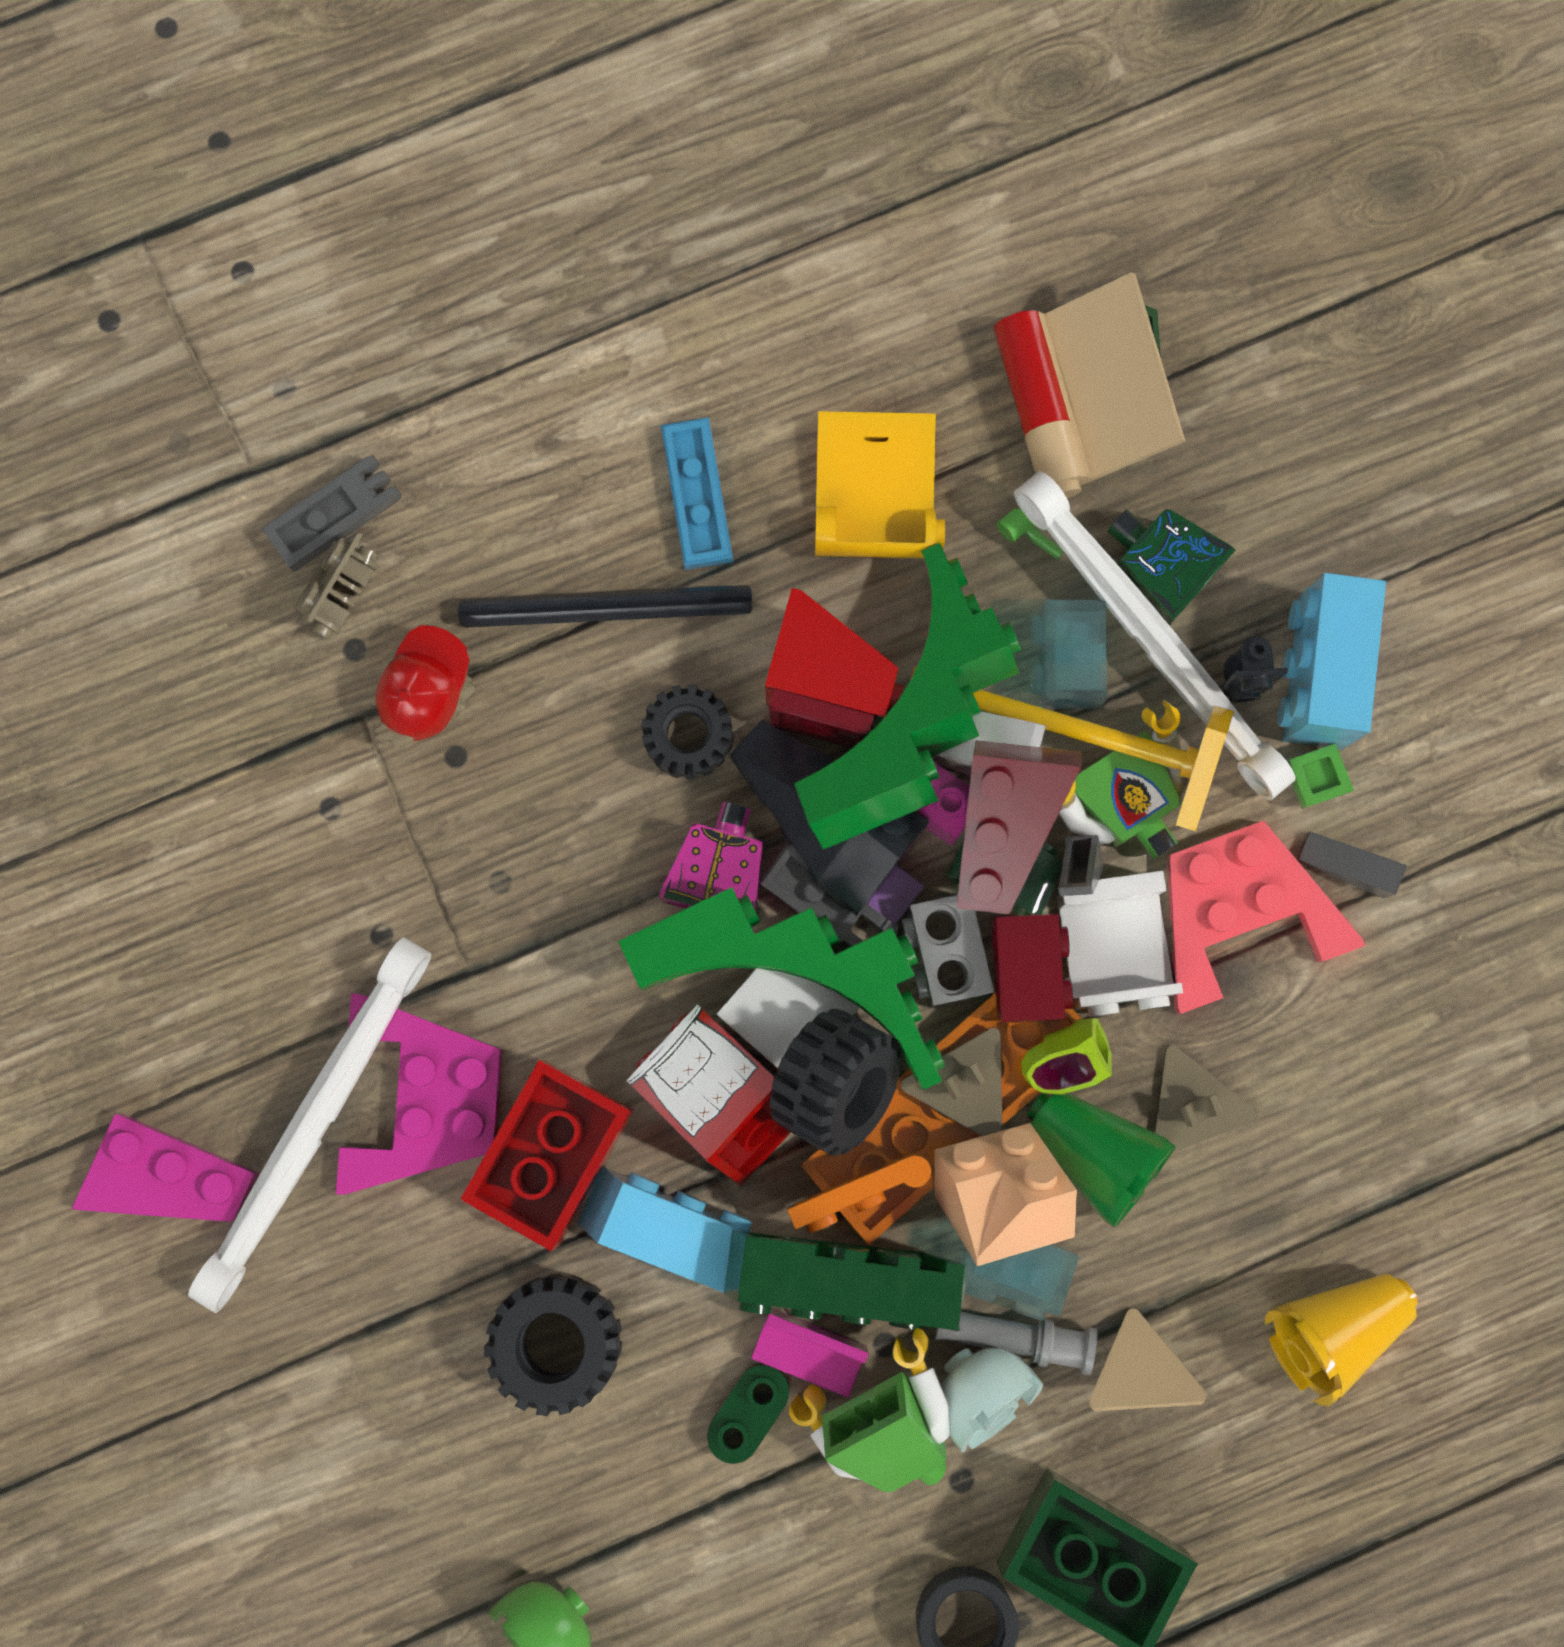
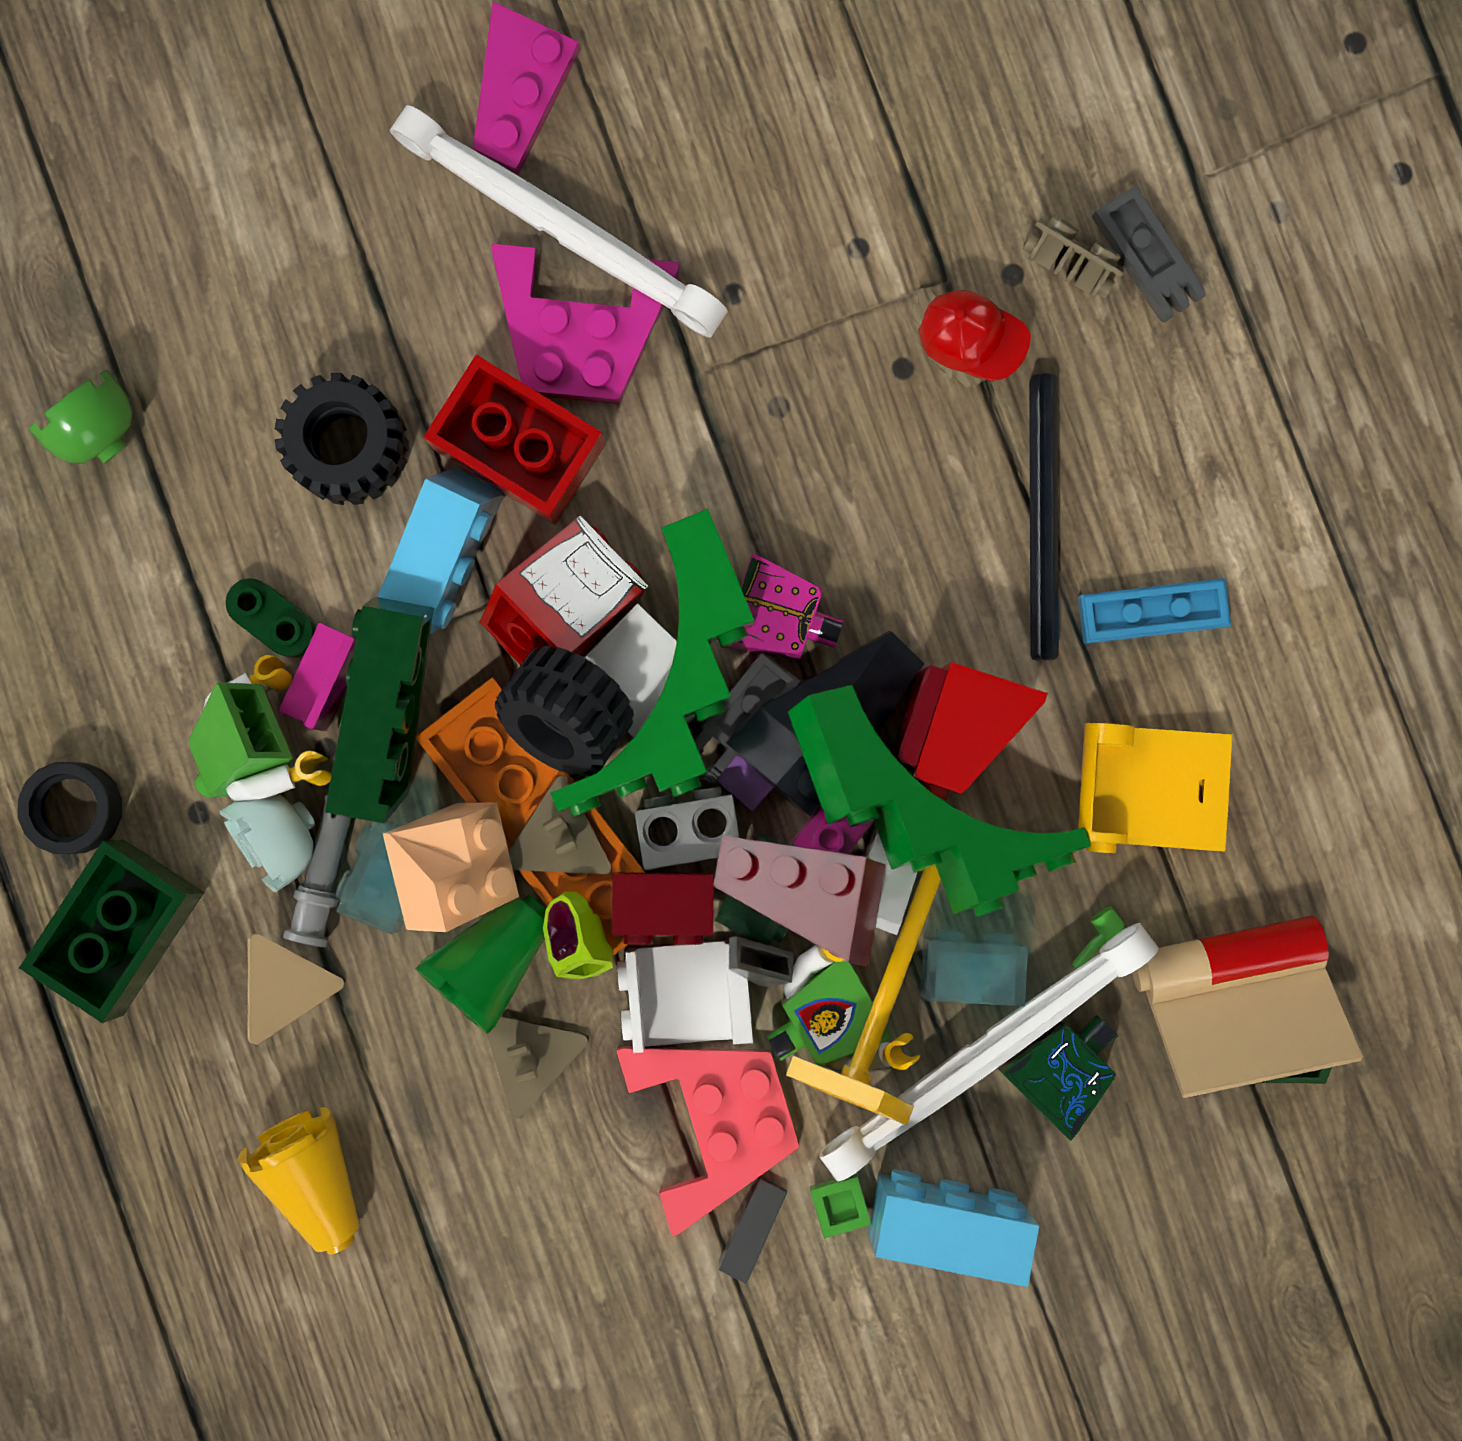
camera: 90 degrees right, 5 degrees up
(678, 703) = (935, 569): black tyre -> none
(862, 1191) = (463, 731): orange plate -> none
(1250, 671) = (946, 1145): black hinge -> none

